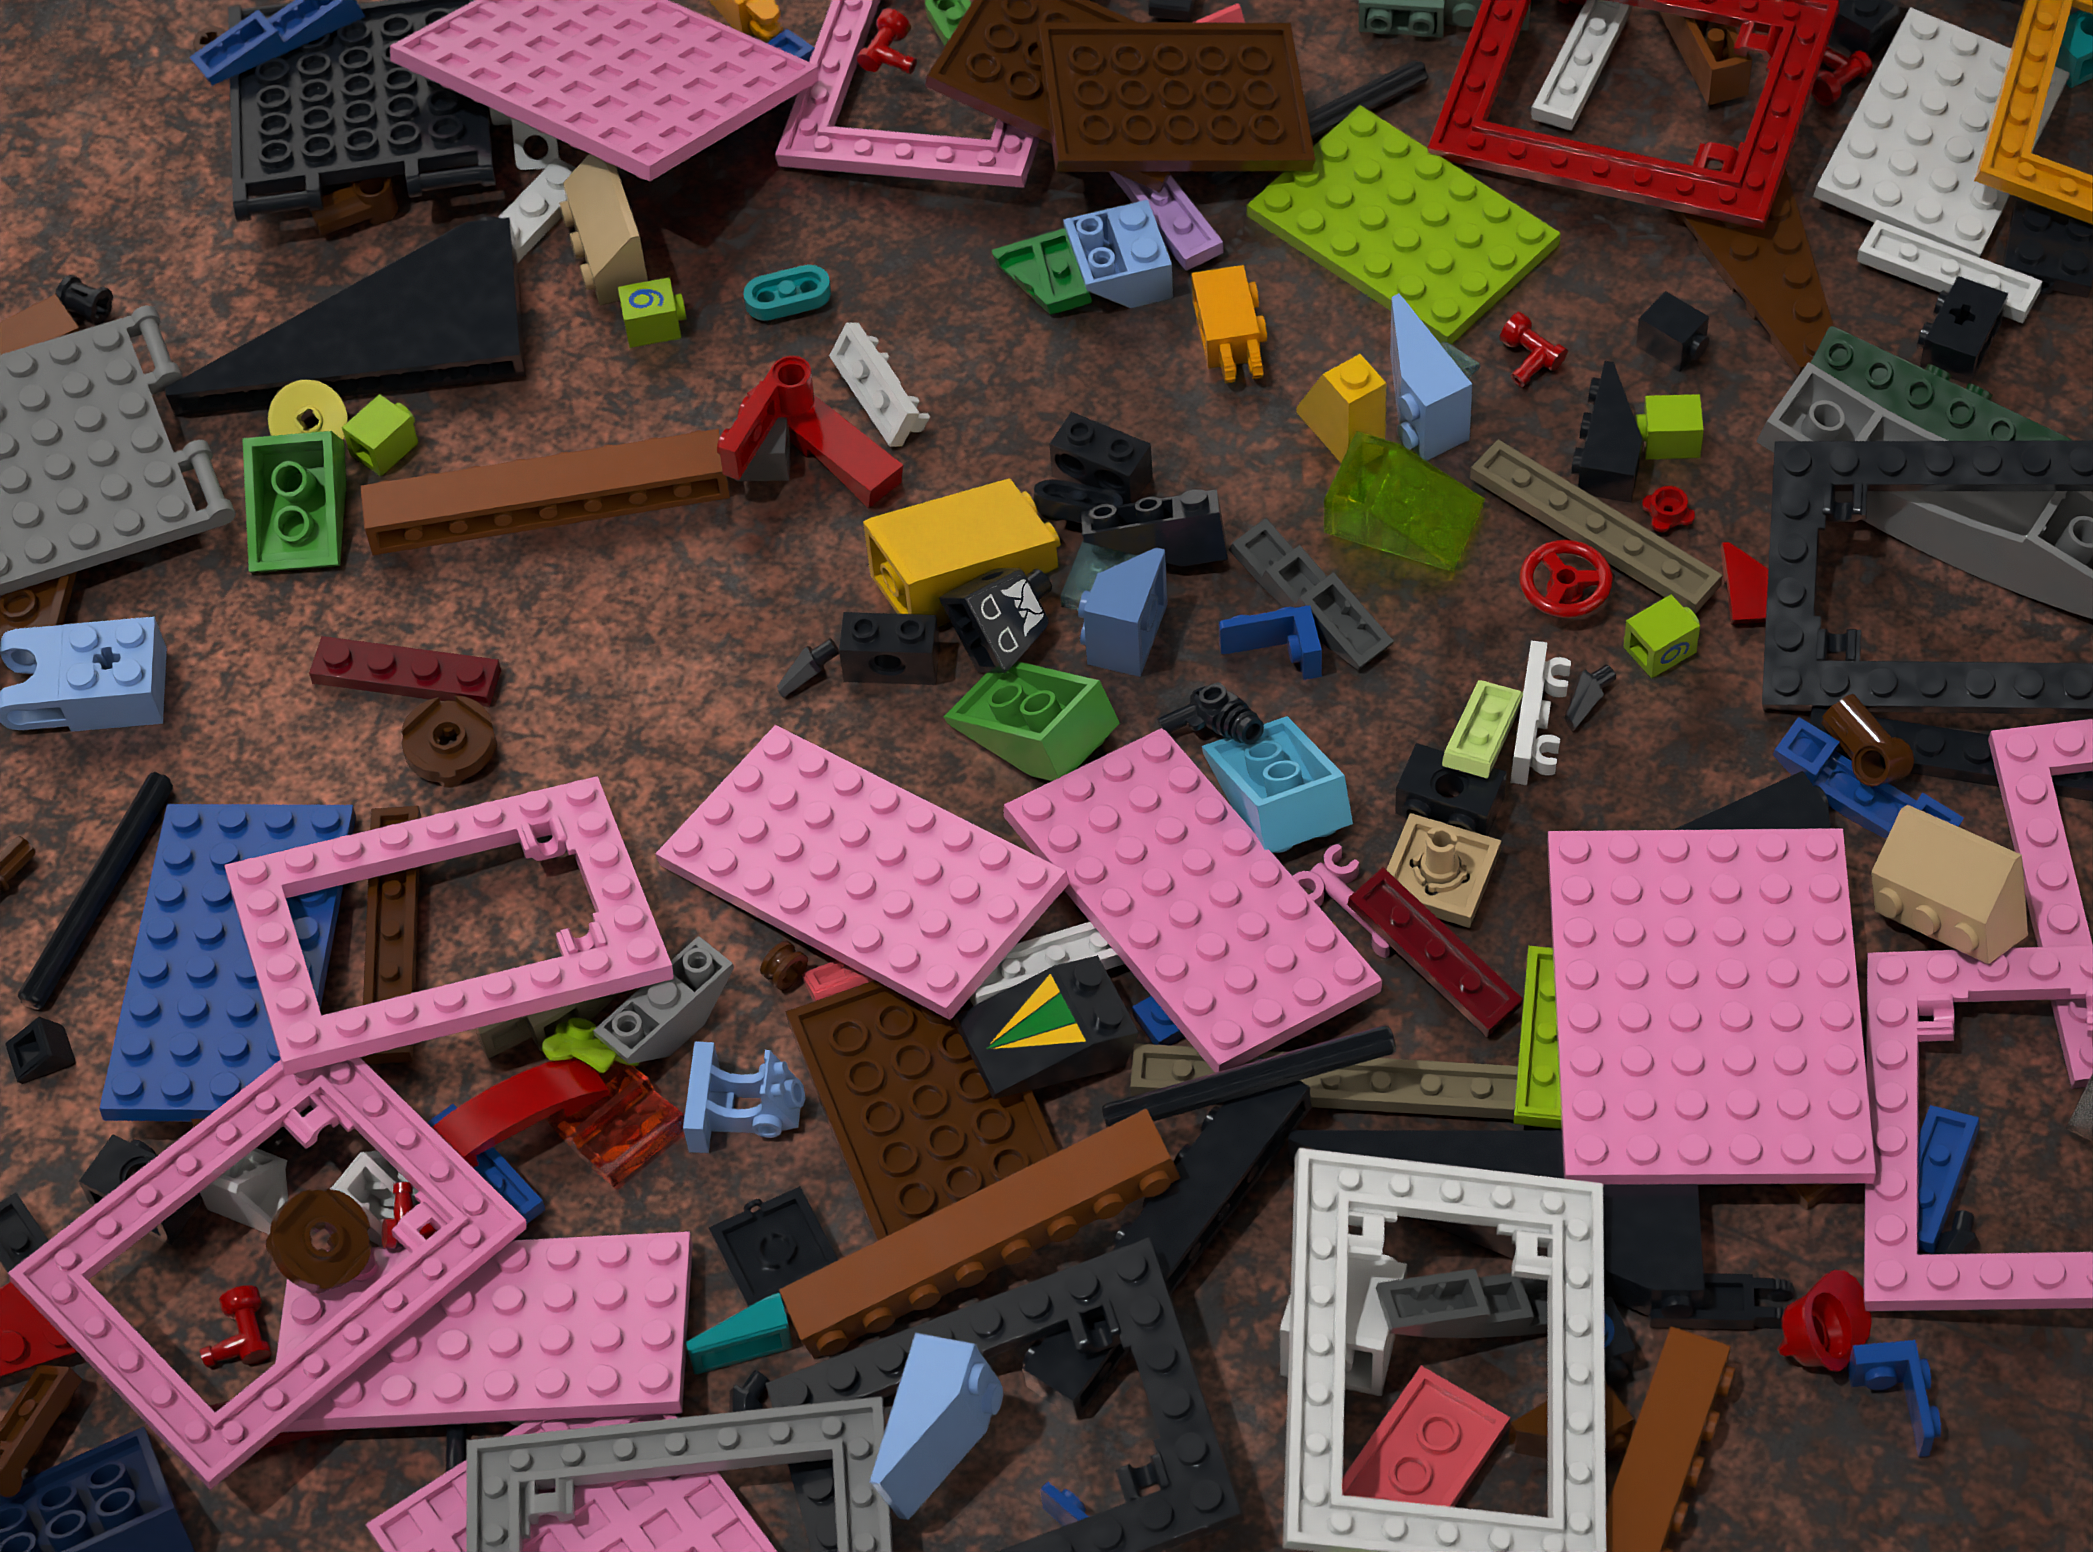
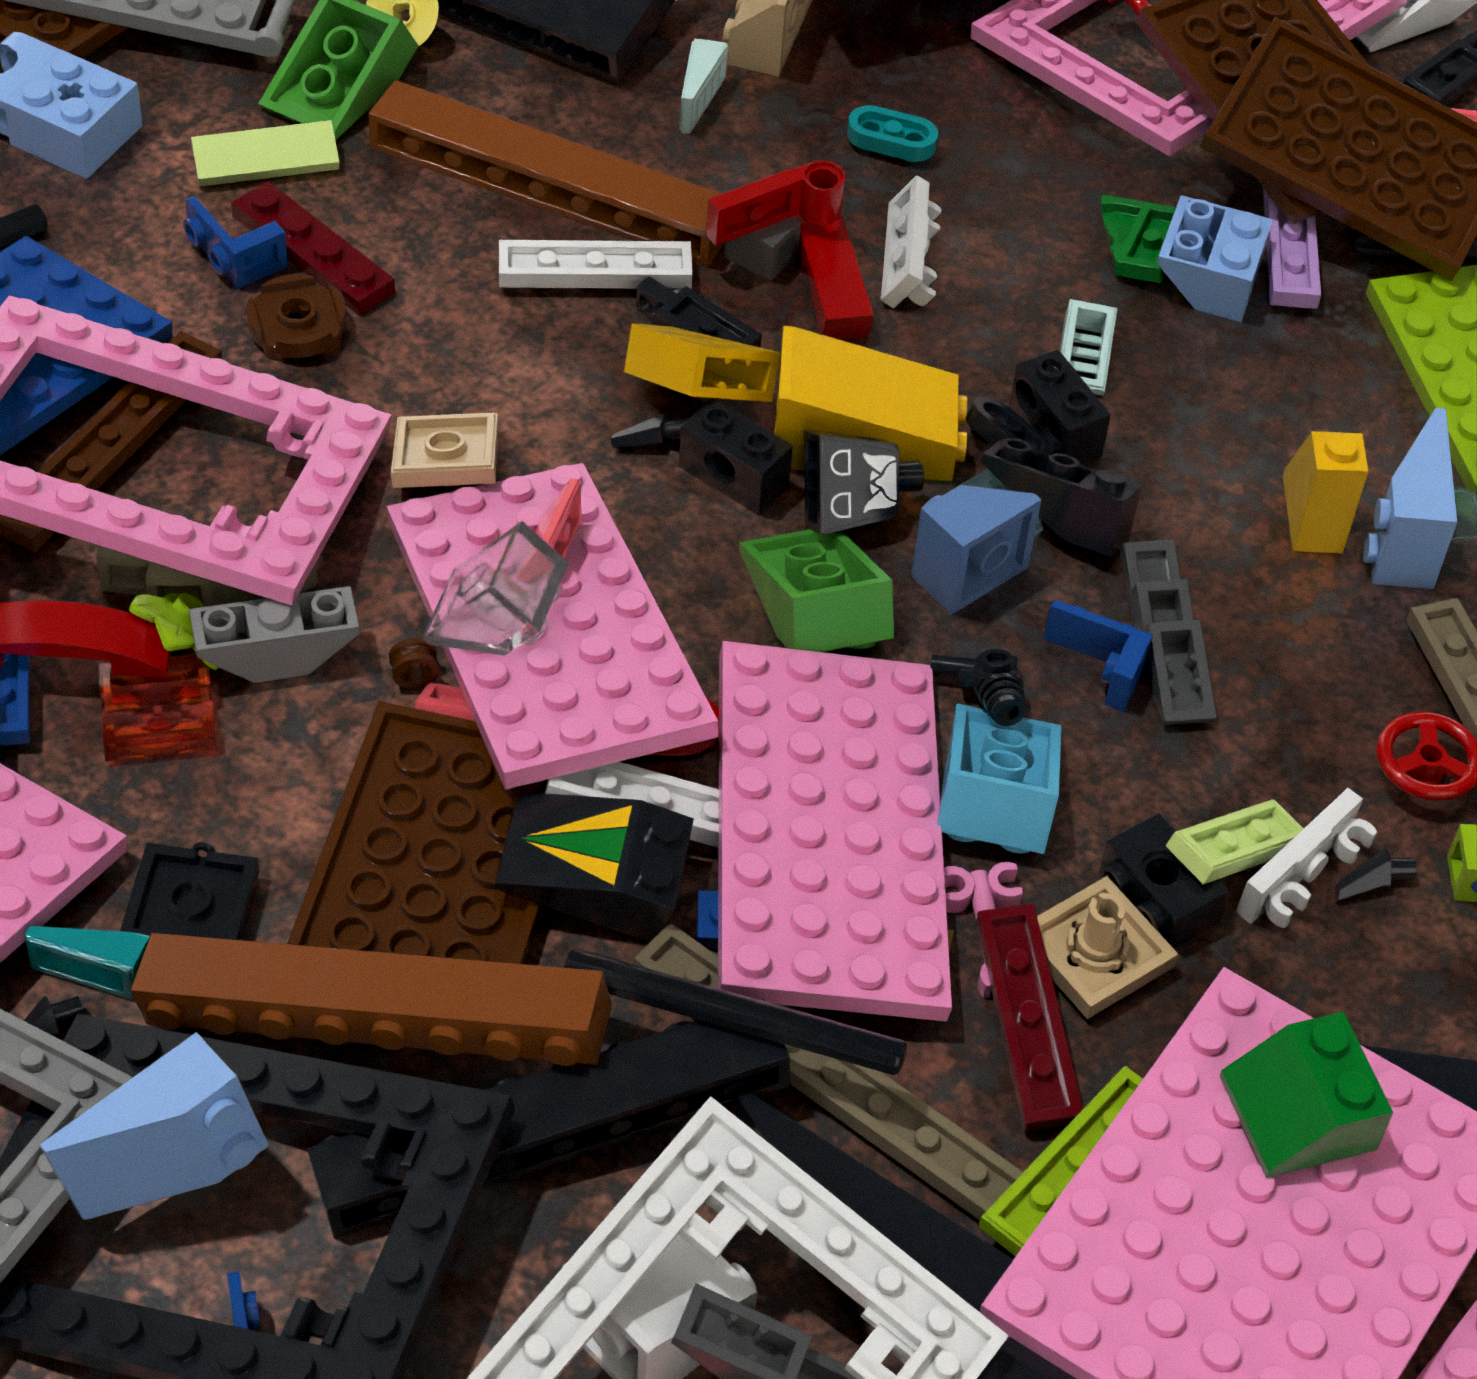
camera: 25 degrees right, 5 degrees down
(297, 613) = (265, 153): none -> yellowish green tile
(360, 721) = (242, 258): none -> blue bracket
(380, 434) = (454, 57): lime brick -> none
(595, 332) = (702, 80): none -> light aqua slope
(646, 550) = (593, 263): none -> white plate
(651, 312) = (760, 86): lime brick -> none
(663, 780) = (445, 450): none -> tan tile
(714, 1093) = (256, 733): light blue tile -> none
(768, 553) = (691, 312): none -> black hinge
(807, 589) = (701, 363): none -> yellow slope
(817, 803) = (562, 518): none -> coral slope
(826, 875) = (499, 595): none -> clear slope
(1075, 362) = (1095, 319): none -> light aqua slope
(1228, 320) = (1275, 361): light orange hinge -> none
(1400, 503) = (1314, 599): clear neon green slope -> none
(1678, 890) = (1308, 1096): none -> green slope

